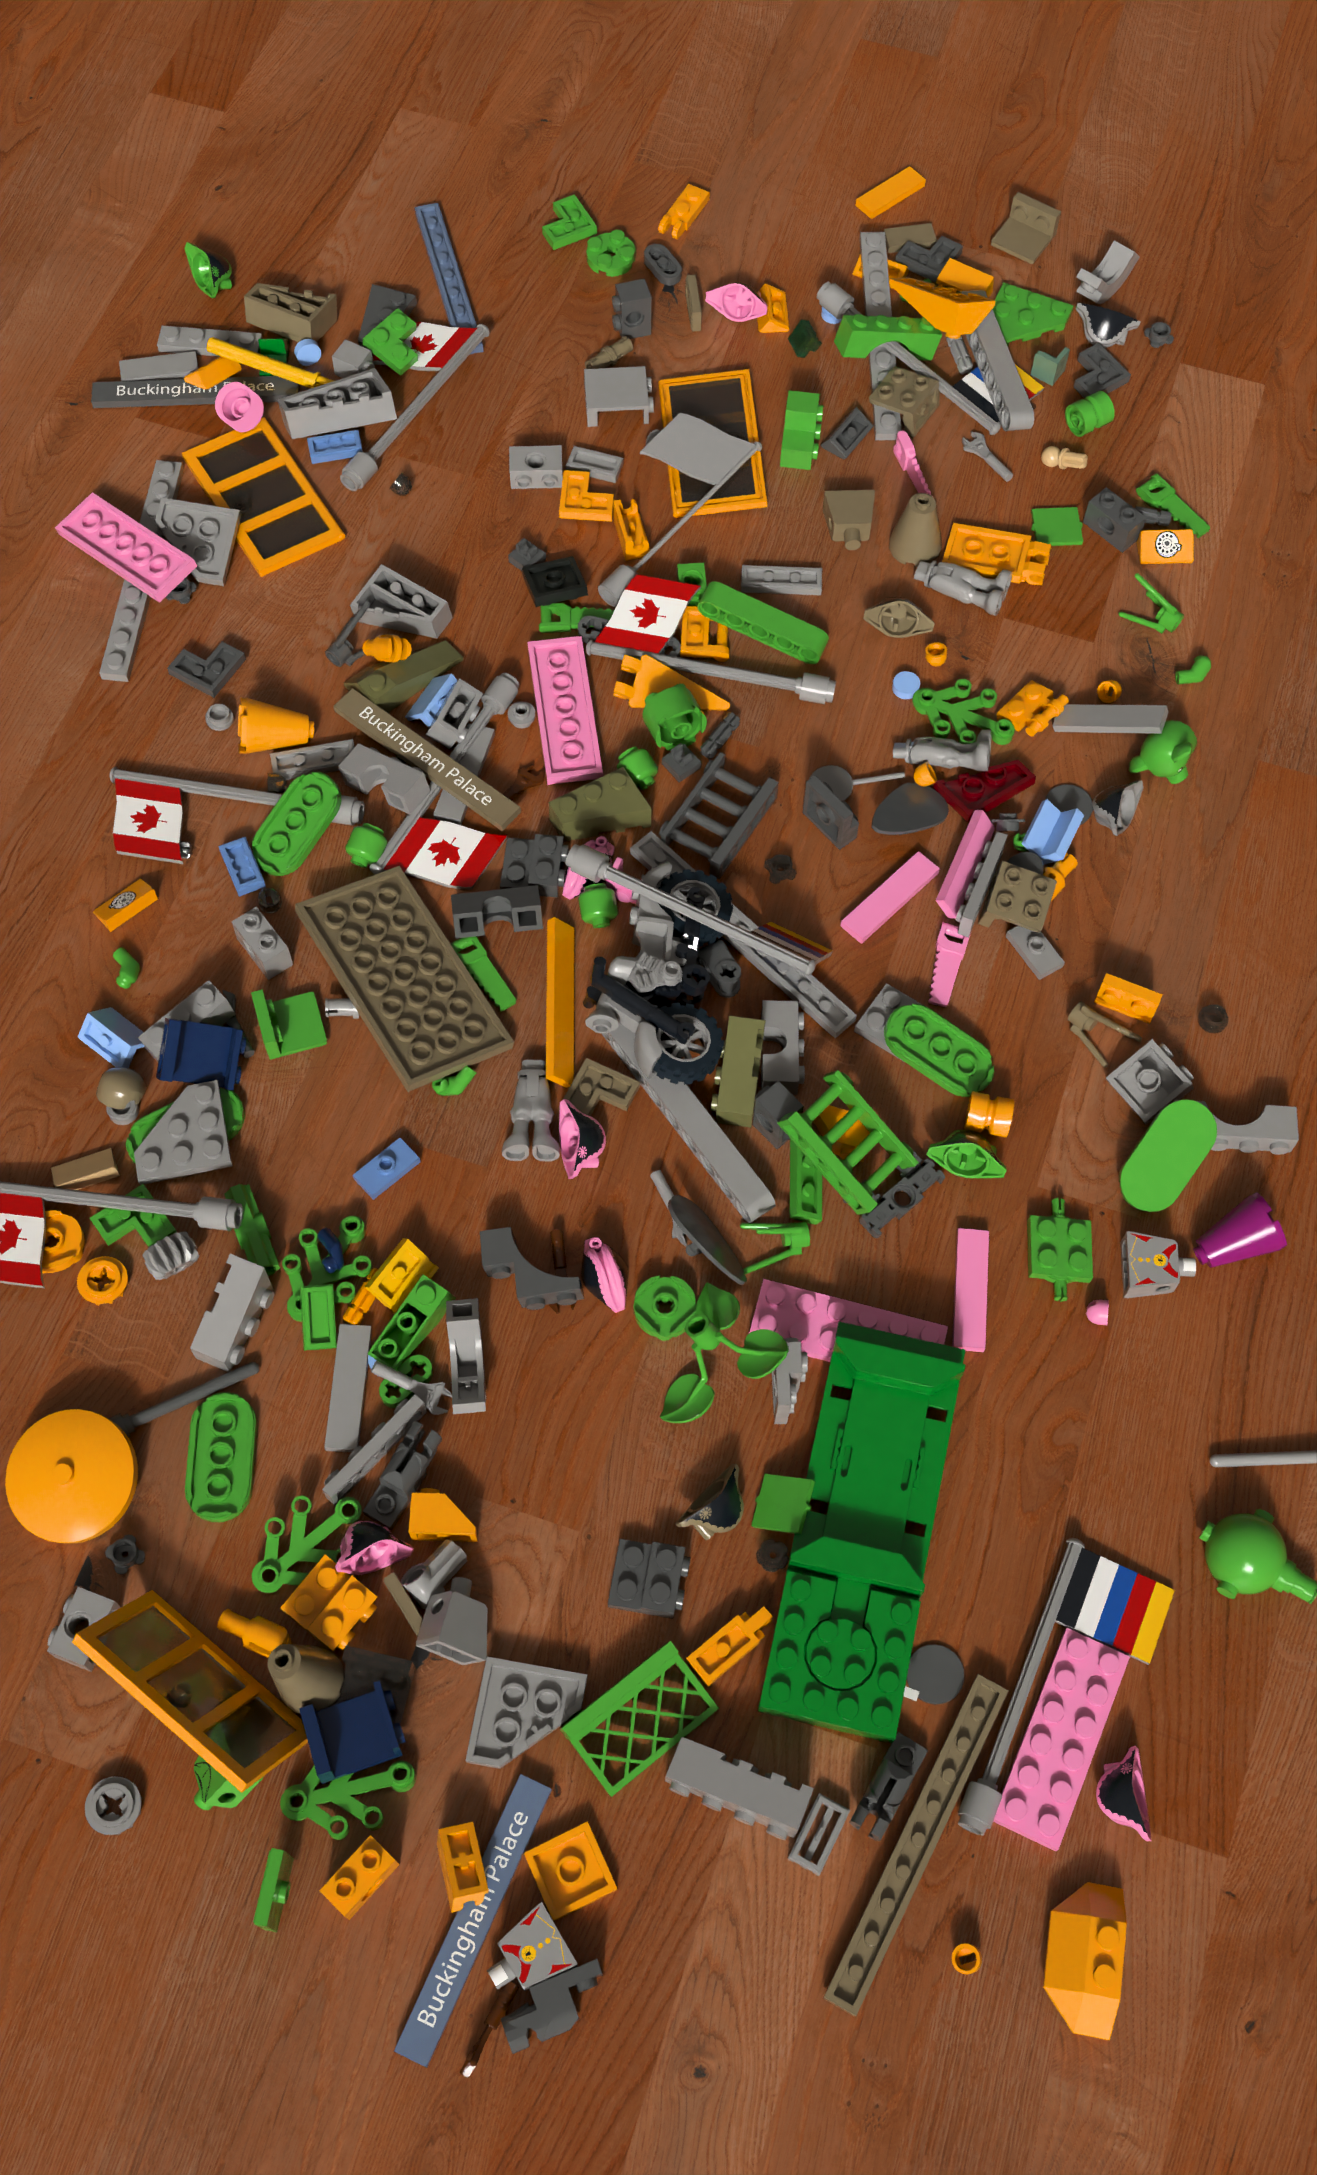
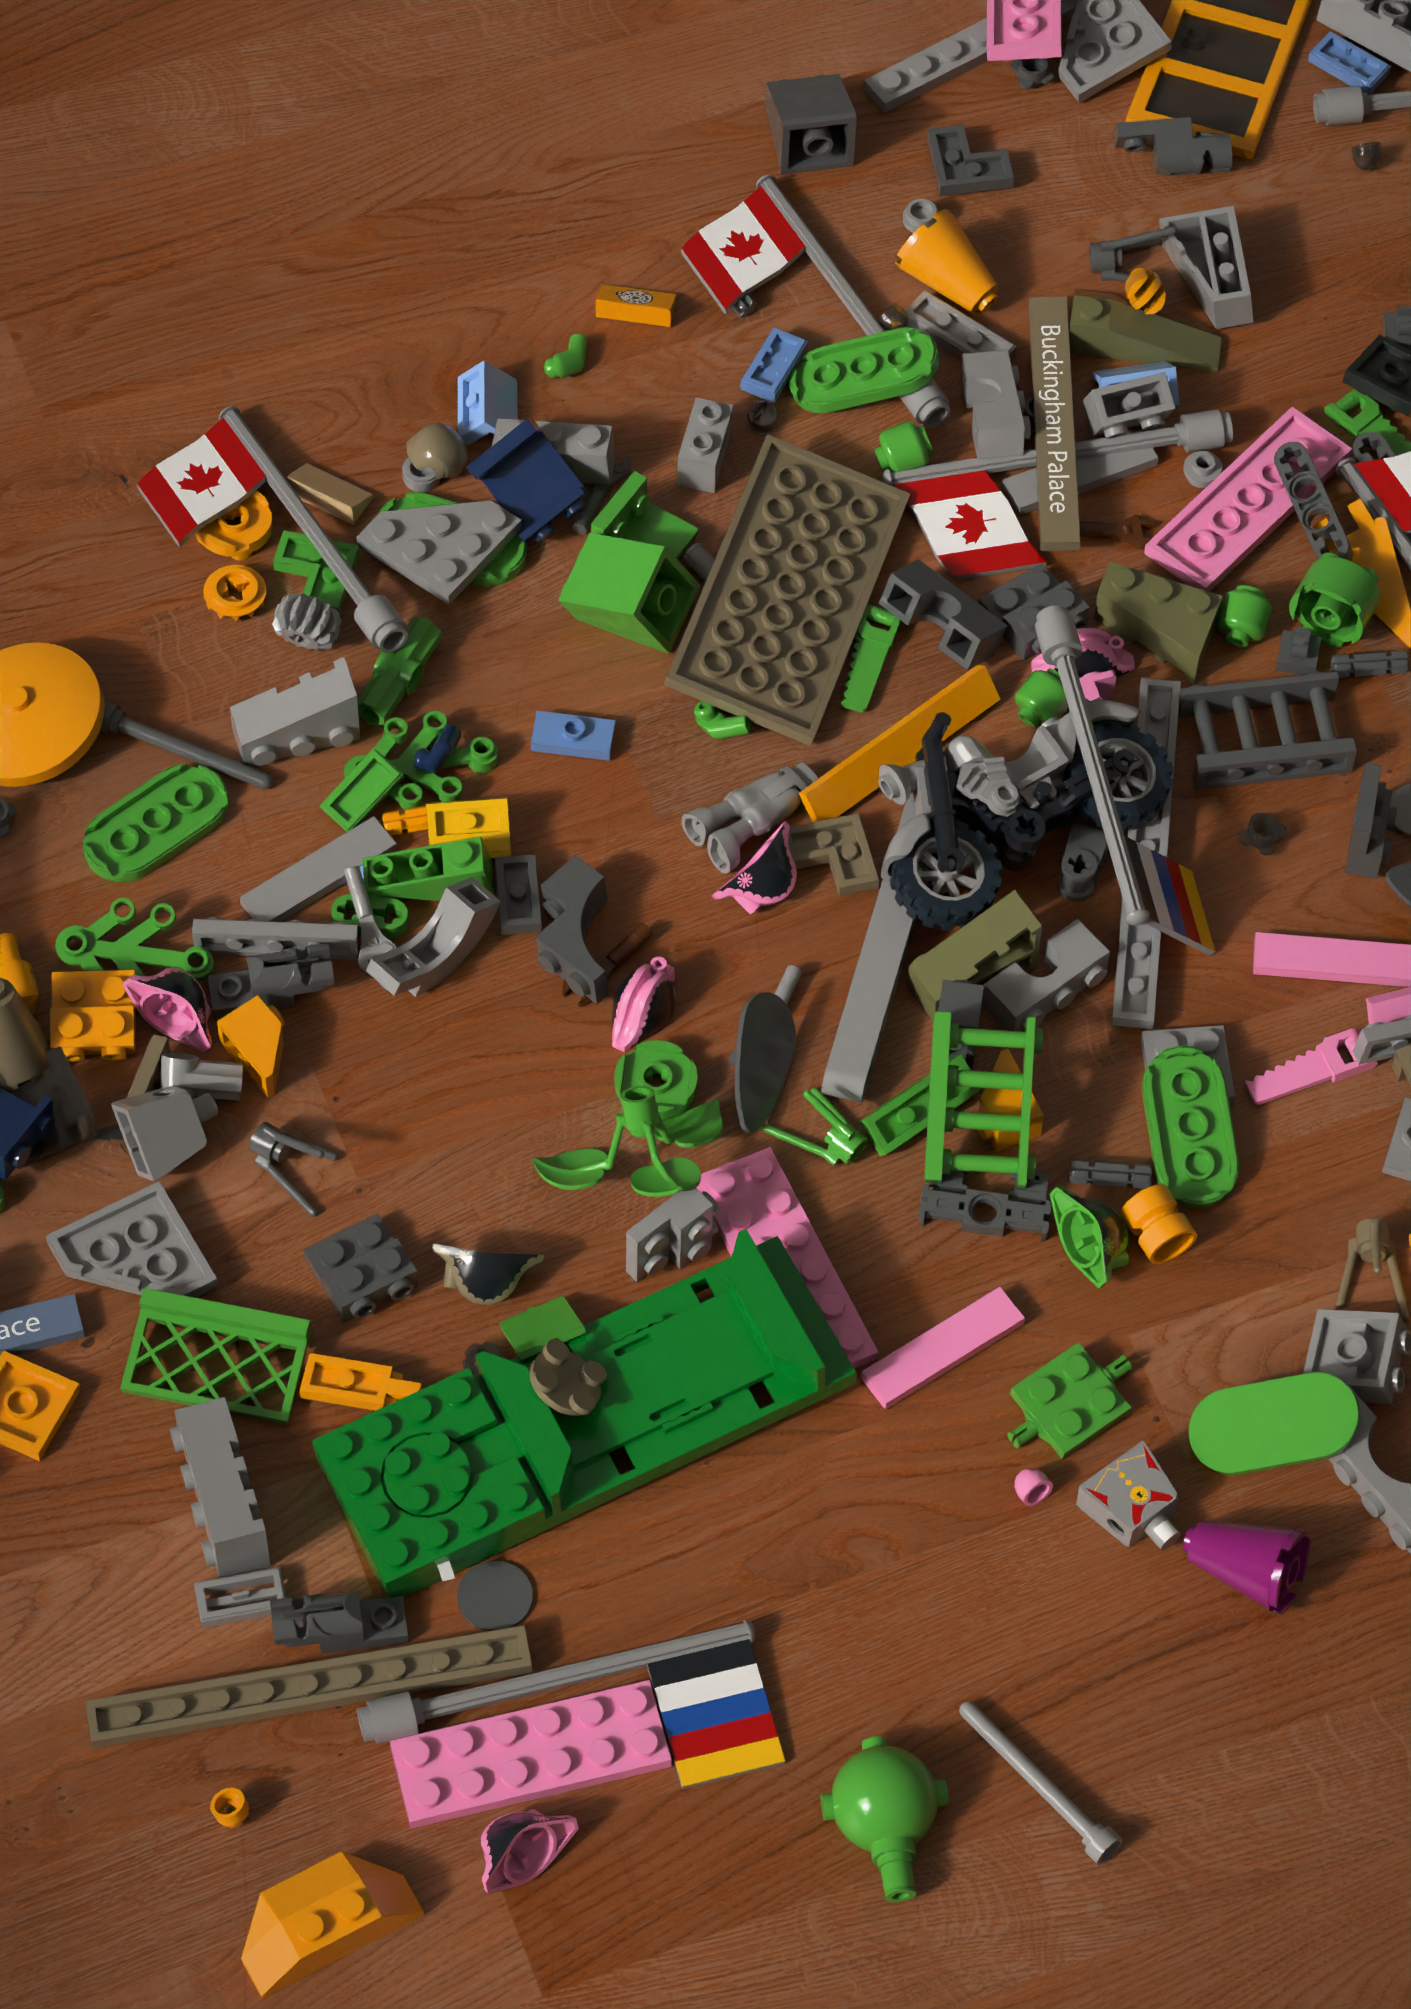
camera: 50 degrees right, 5 degrees down
(102, 719) = (811, 123): none -> dark grey slope
(306, 562) = (1174, 146): none -> dark grey plate
(322, 1060) = (630, 590): none -> bright green slope
(469, 1283) = (518, 894): none -> dark grey plate
(518, 1562) = (276, 1145): none -> dark grey plant
(607, 676) = (1315, 505): none -> dark grey beam
(848, 1519) = (566, 1380): none -> dark tan piece
(930, 1113) = (1110, 1173): none -> dark grey axle

